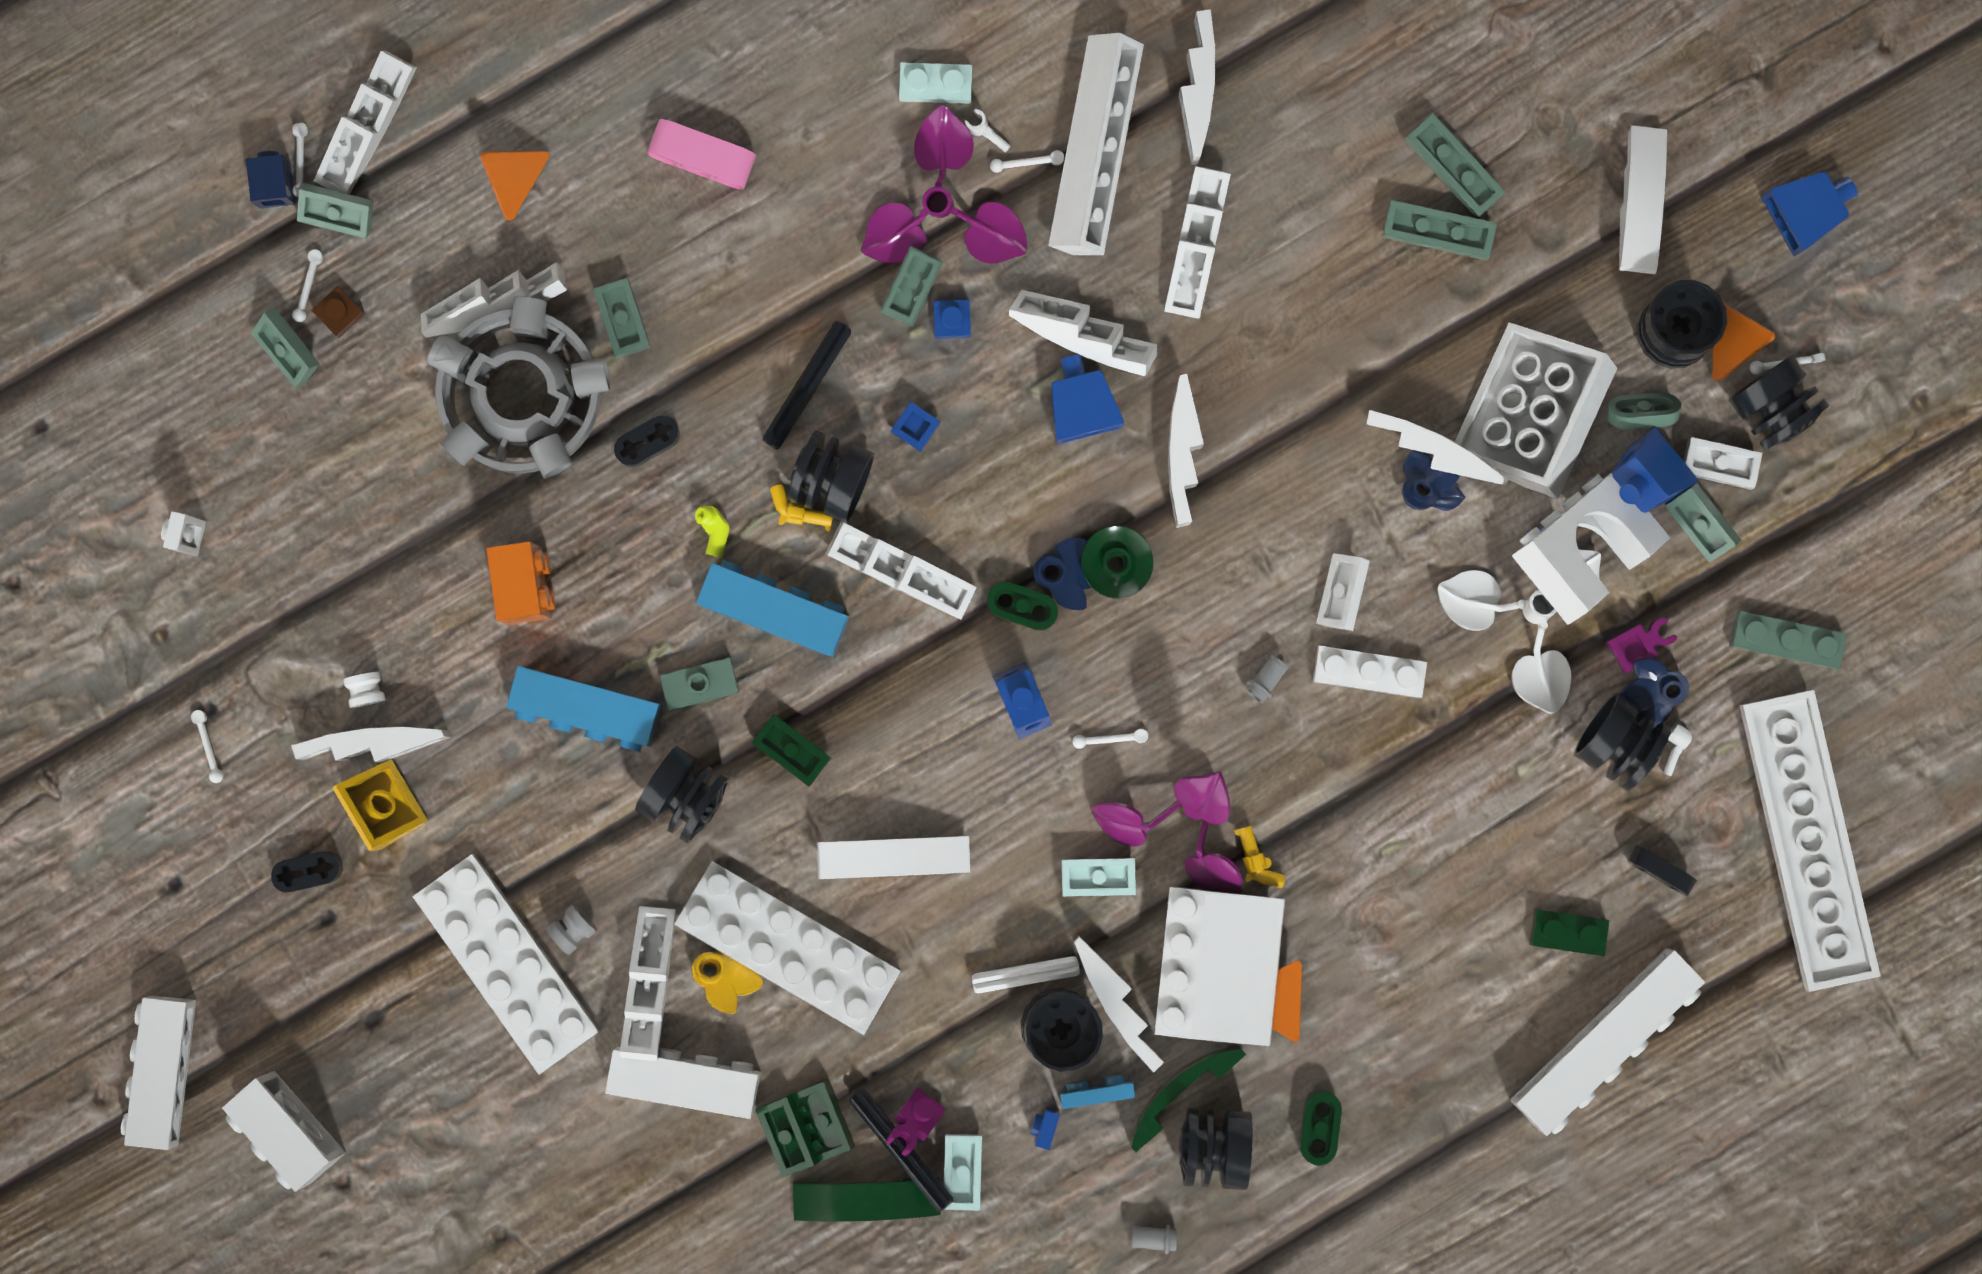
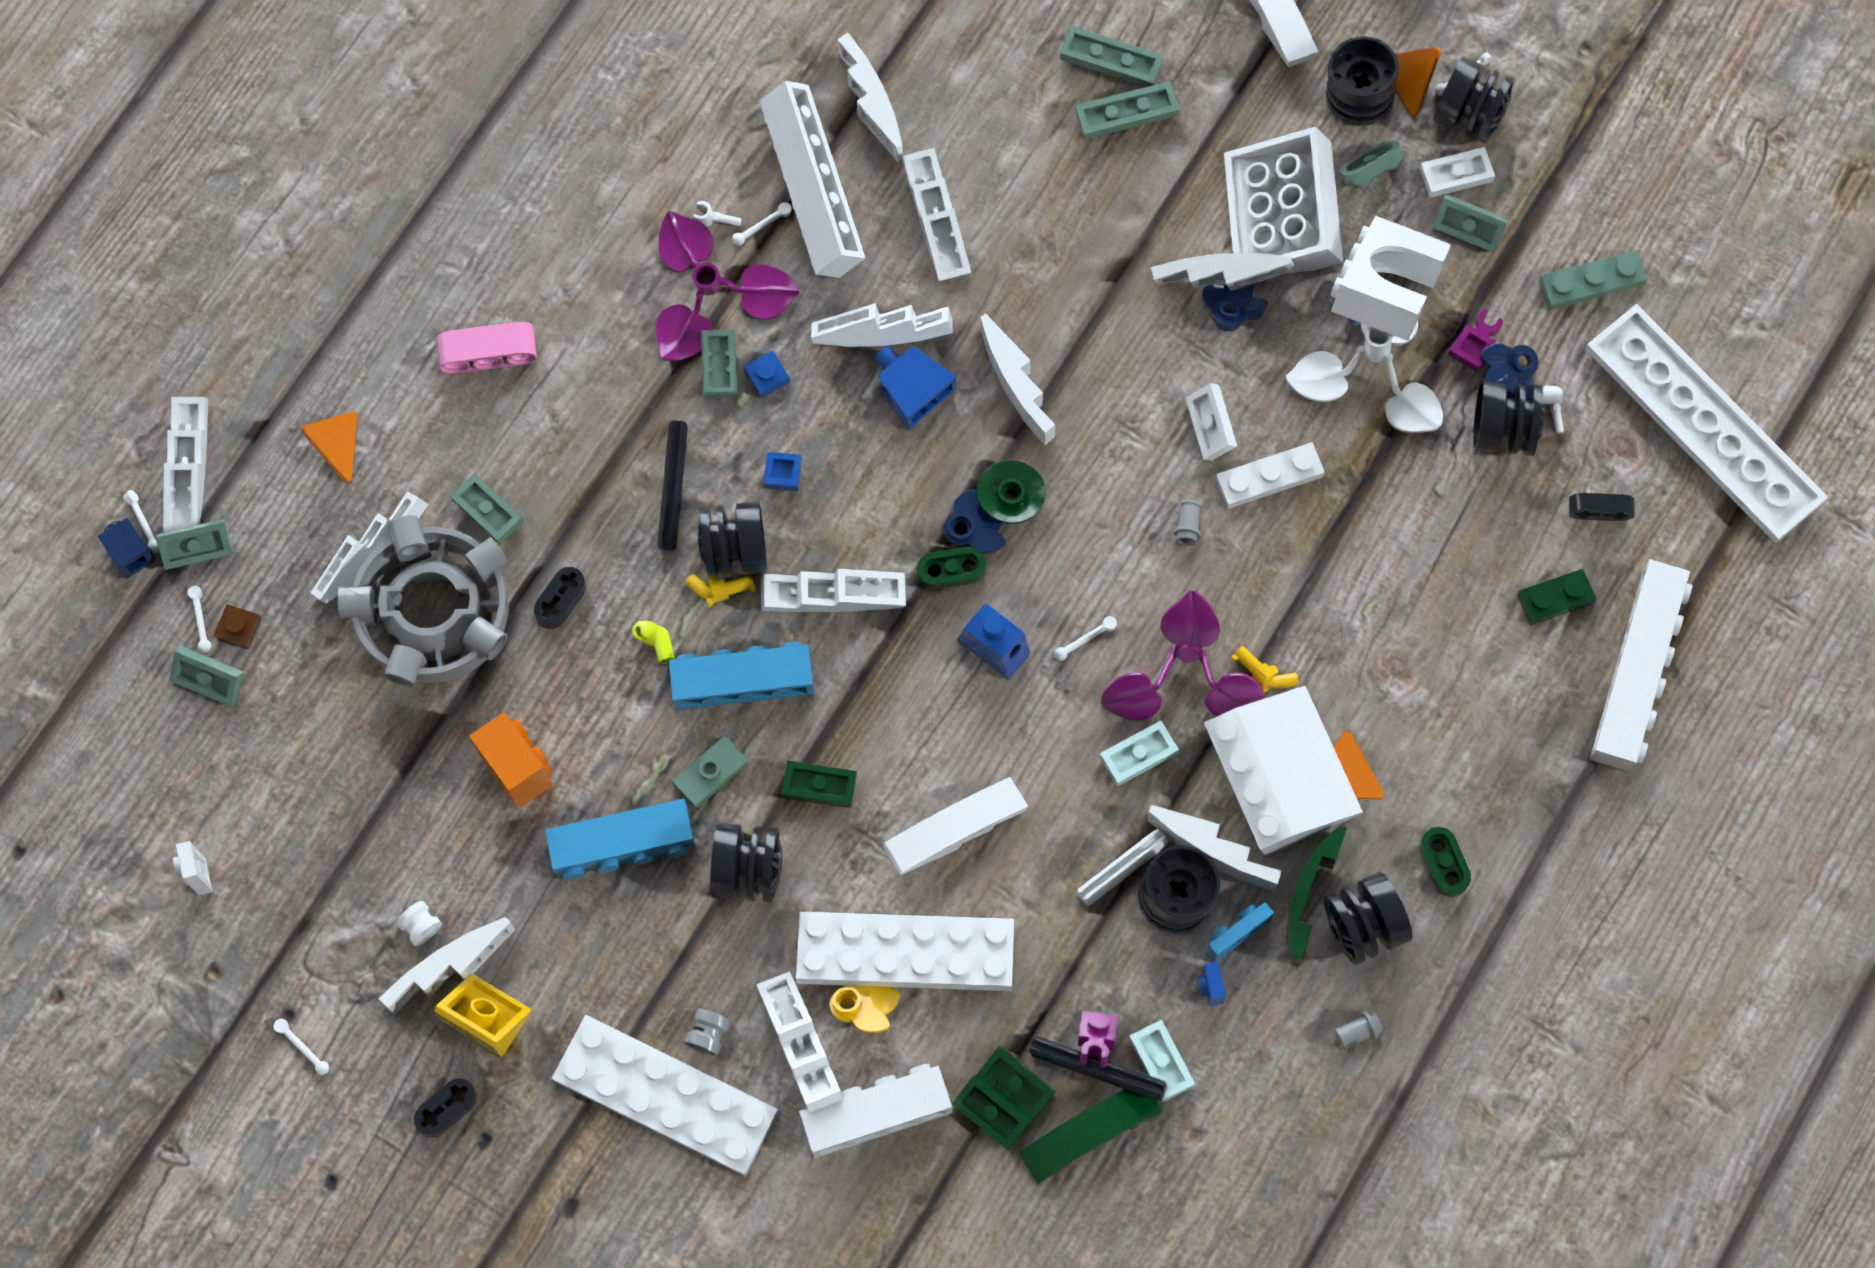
camera: 30 degrees left, 15 degrees down
(935, 83) = (653, 201): light aqua plate -> none
(1651, 472) = (1407, 203): blue torso -> none

